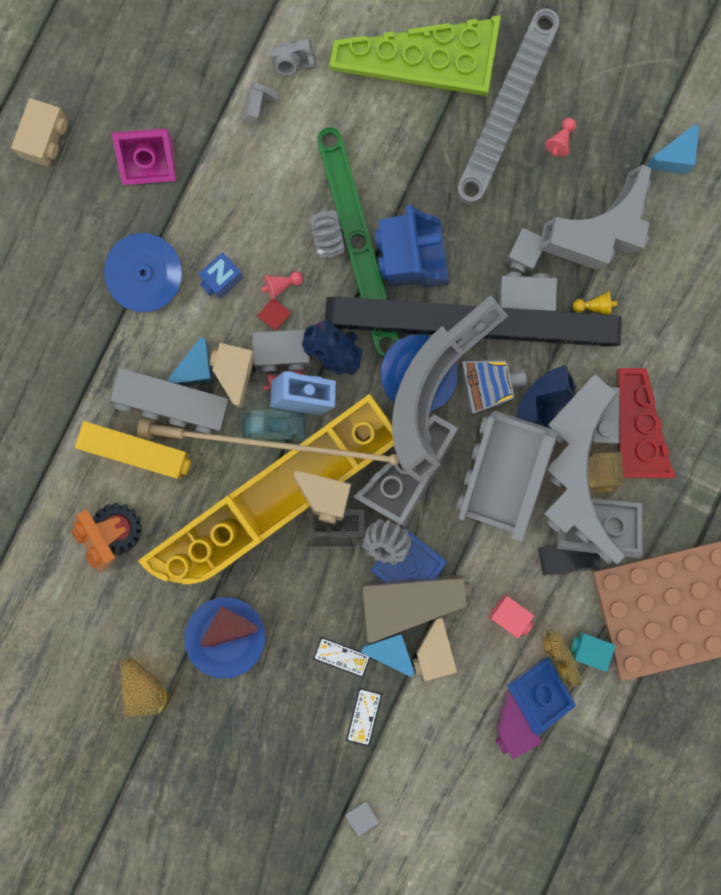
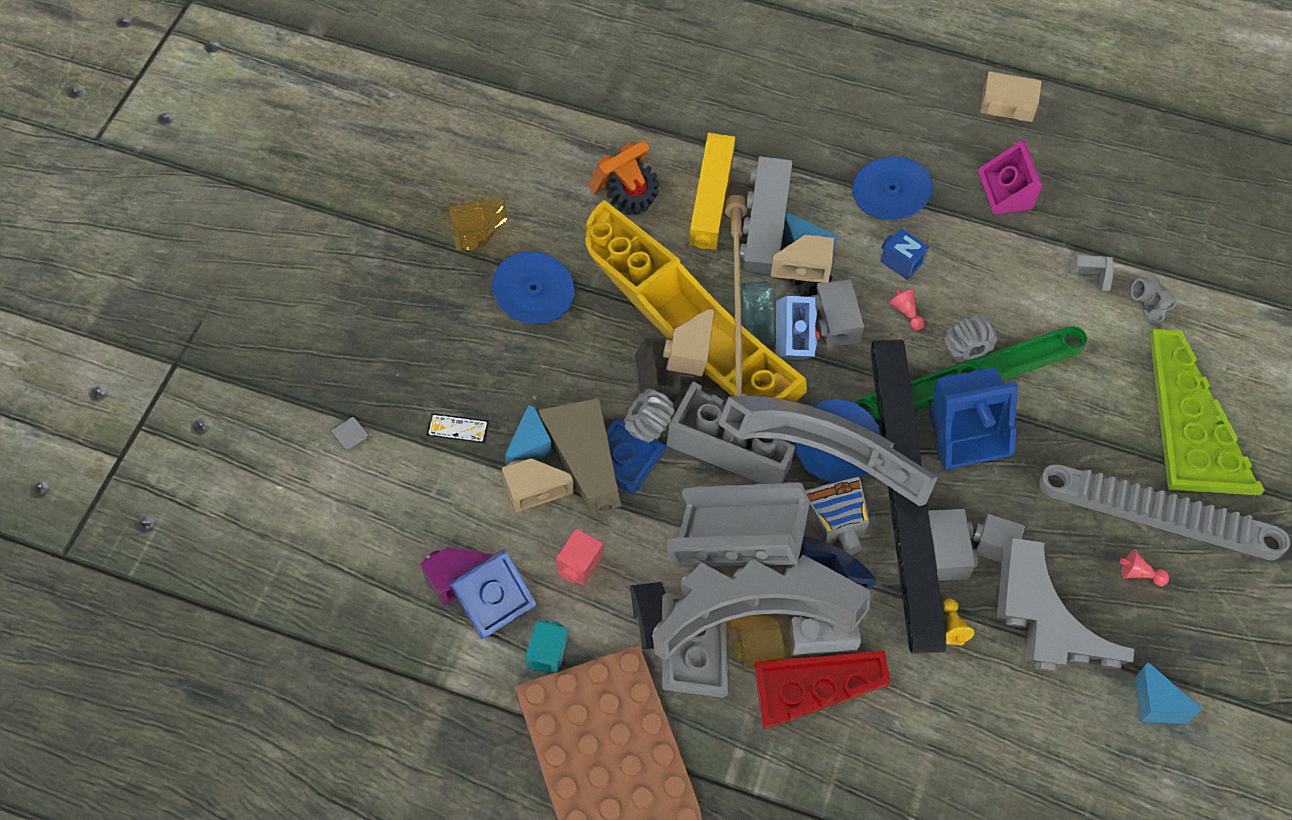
camera: 85 degrees right, 25 degrees down
(226, 628) = (543, 280): clear red slope -> none
(274, 314) = (874, 308): red piece -> none
(332, 347) = (849, 351): dark blue brick -> none
(341, 657) = (521, 395): sticker -> none
(559, 651) = (547, 607): clear yellow slope -> none

